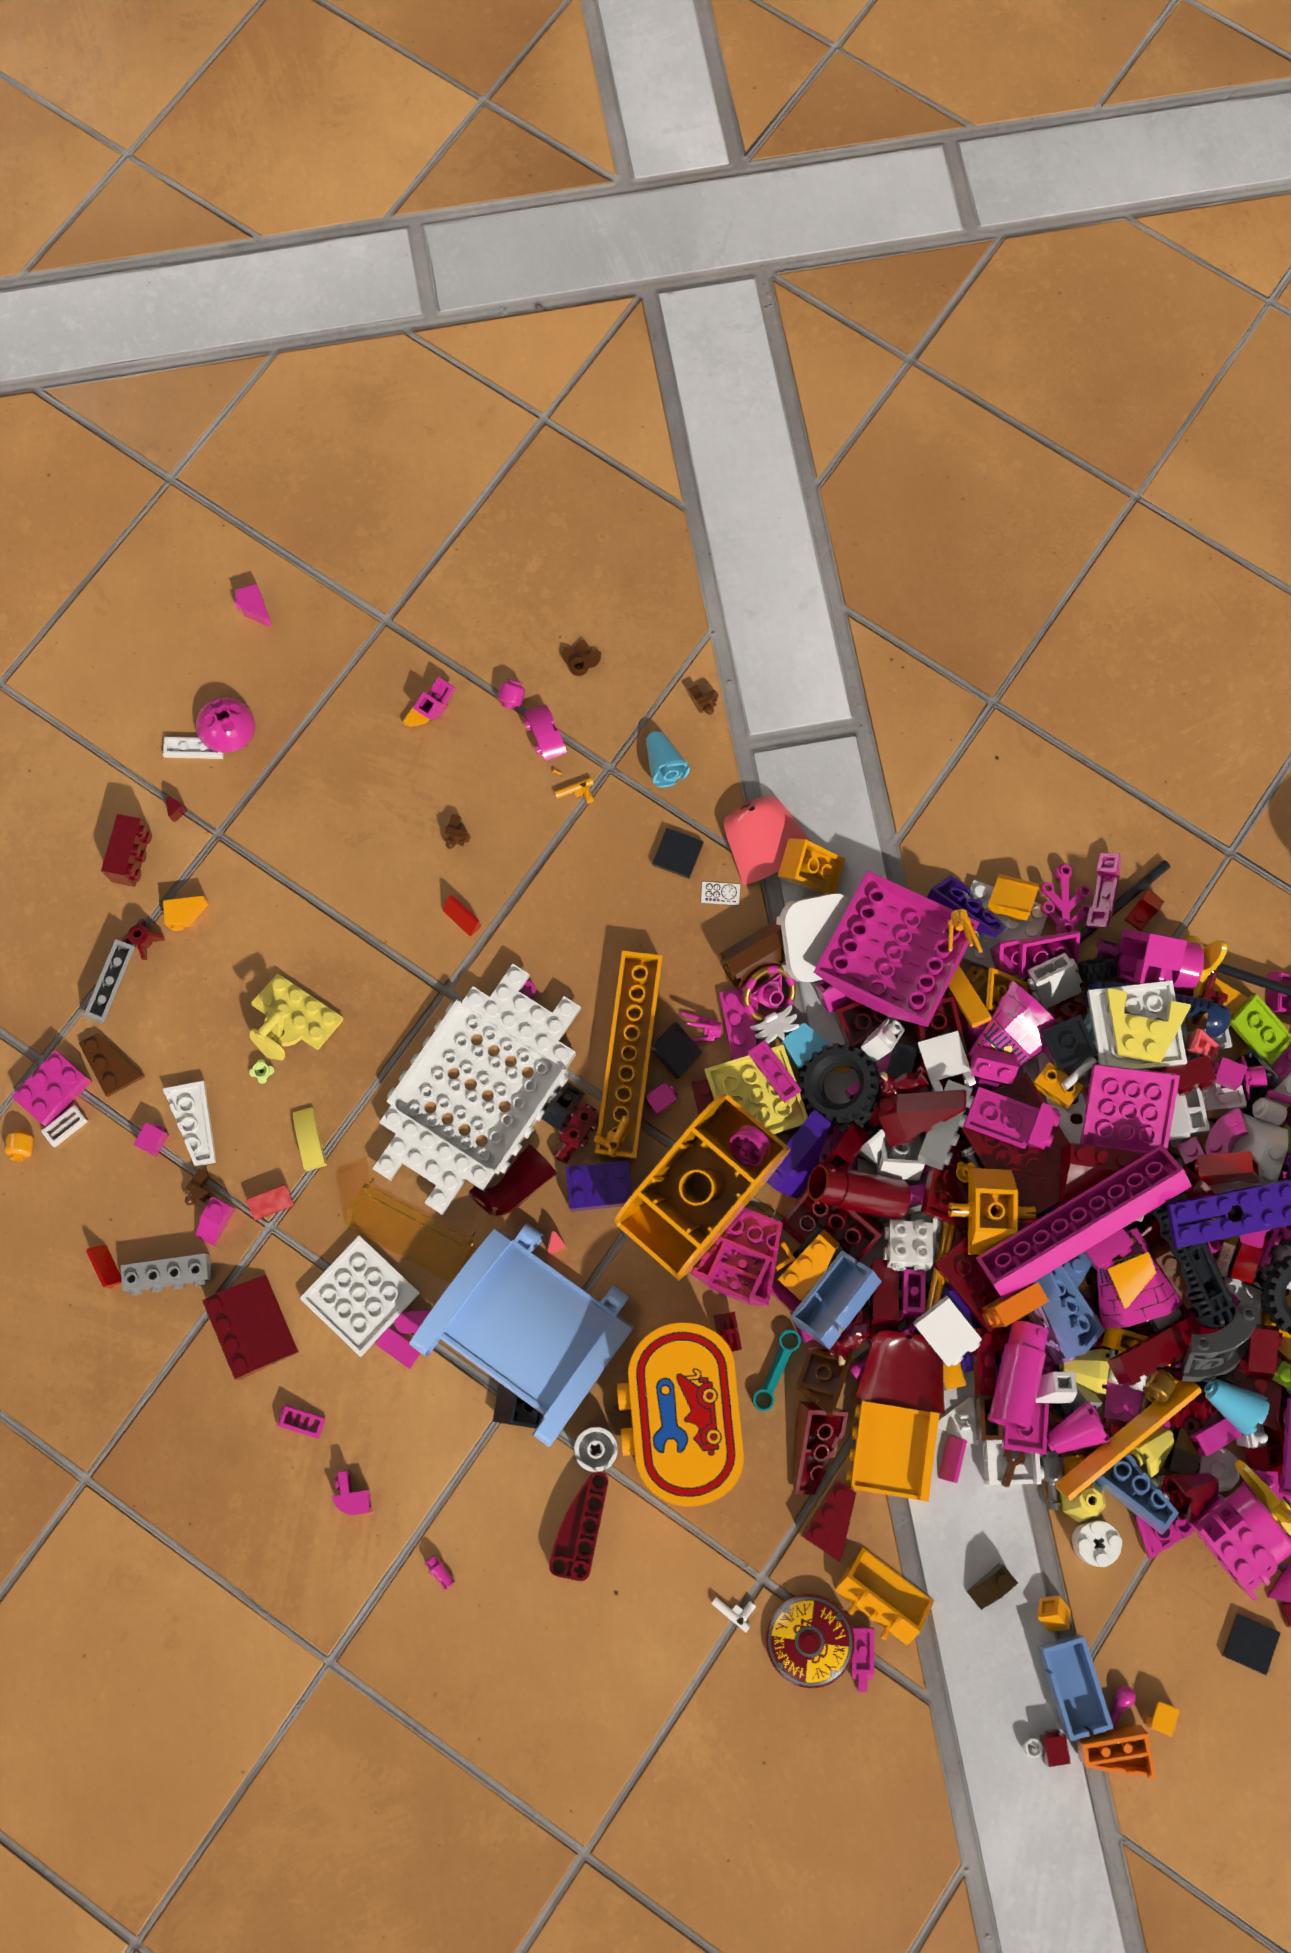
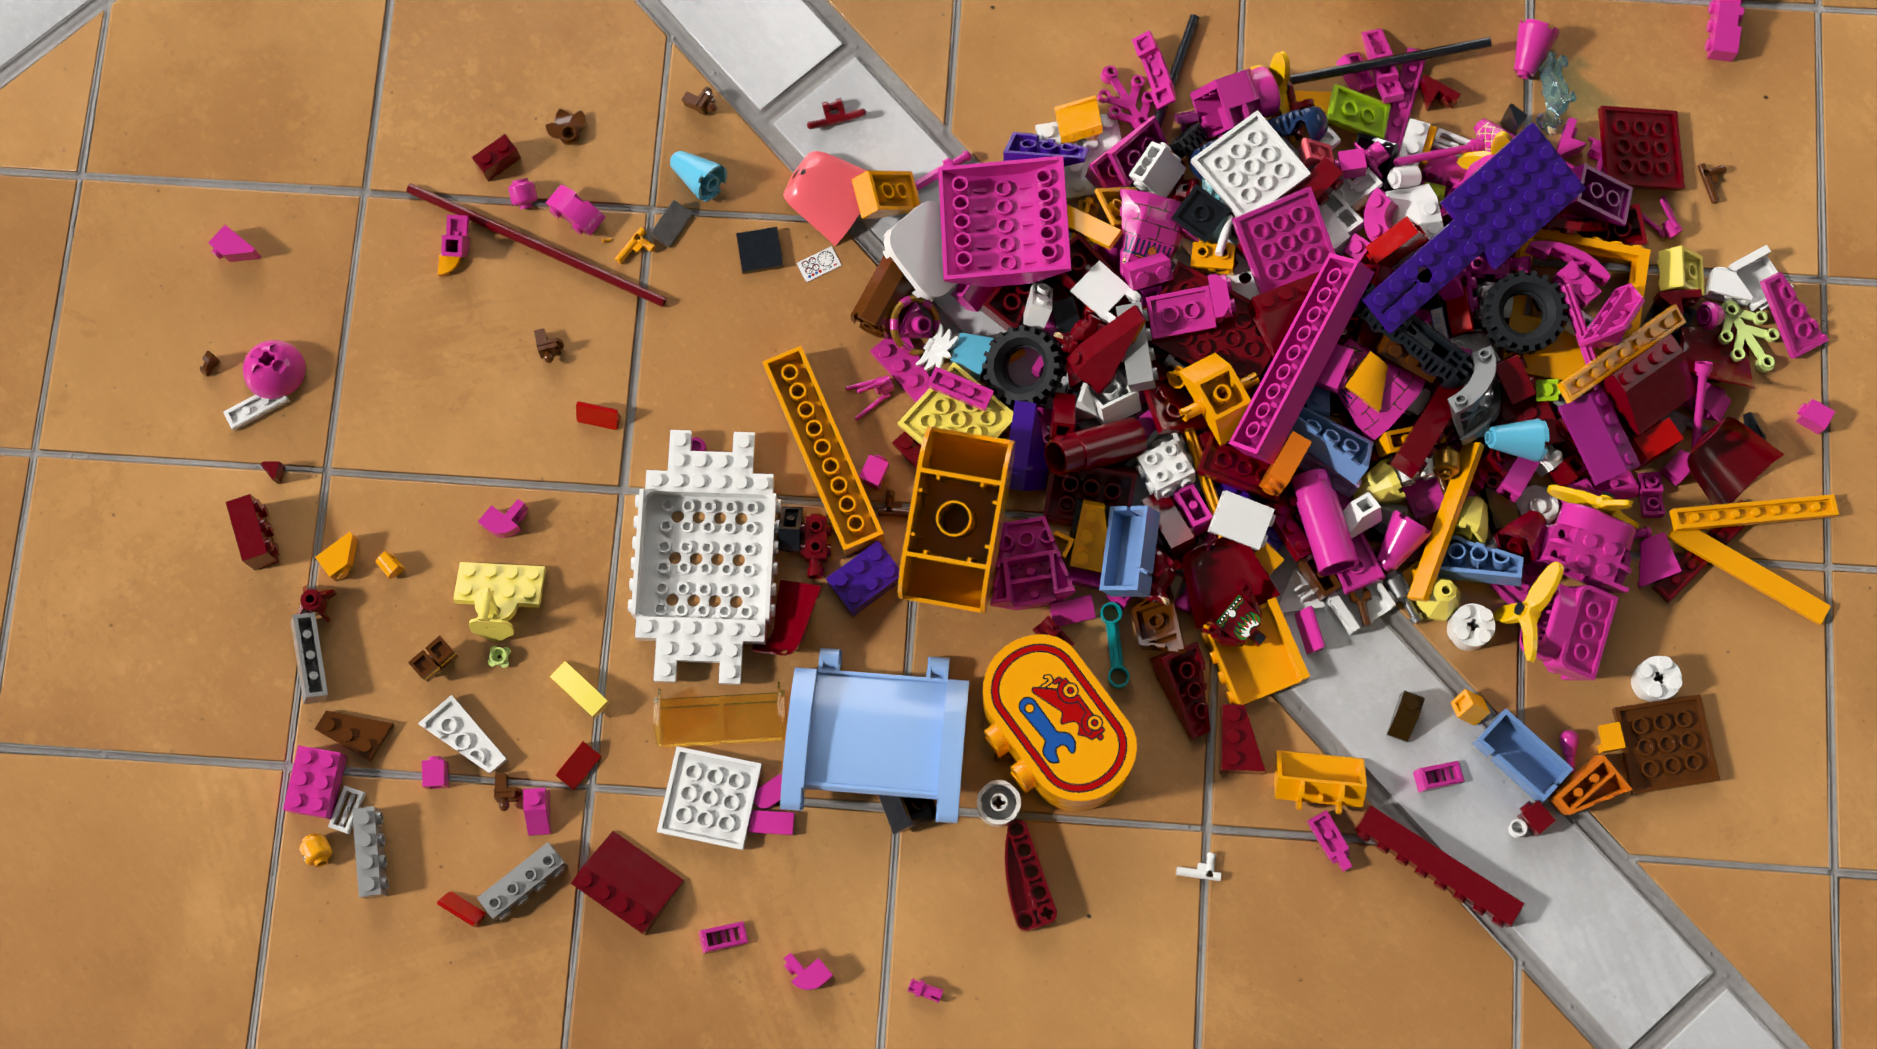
camera: 25 degrees left, 0 degrees up
(59, 1174) = (370, 852): none -> light grey brick
(178, 690) = (209, 364): none -> reddish brown tile
(204, 1044) = (431, 664): none -> reddish brown hips
(220, 942) = (389, 565): none -> light orange brick
(330, 962) = (504, 525): none -> dark pink brick
(498, 744) = (537, 245): none -> dark red piece
(507, 651) = (496, 157): none -> dark red brick
(555, 1243) = (857, 650): coral slope -> none
(613, 1137) = (852, 527): light orange hose -> none
(617, 788) = (671, 223): none -> flat silver slope
(661, 1138) = (896, 507): none -> reddish brown hose
(676, 1050) = (862, 421): black tile -> none
(752, 1142) = (976, 463): dark pink wheel -> none
(758, 1319) = (1072, 611): none -> dark pink slope
(806, 777) = (835, 118): none -> dark red piece
(810, 1641) = (1279, 853): dish -> none
(879, 870) = (933, 175): none -> dark pink sword
(895, 1415) = (1239, 621): none -> dark red torso
(943, 1740) = (1439, 867): none -> dark red brick
(960, 921) = (1046, 164): light orange plant -> none
(976, 1654) = (1425, 781): none -> dark pink slope
(1142, 1036) = (1258, 172): light yellow wing -> none
(1144, 910) = (1199, 67): red slope -> none
(1178, 1594) = (1562, 624): none -> dark pink brick
(1211, 1755) = (1666, 744): none -> reddish brown plate
(1247, 1697) = (1659, 667): none -> white brick
(1251, 1644) = (1647, 634): black tile -> none

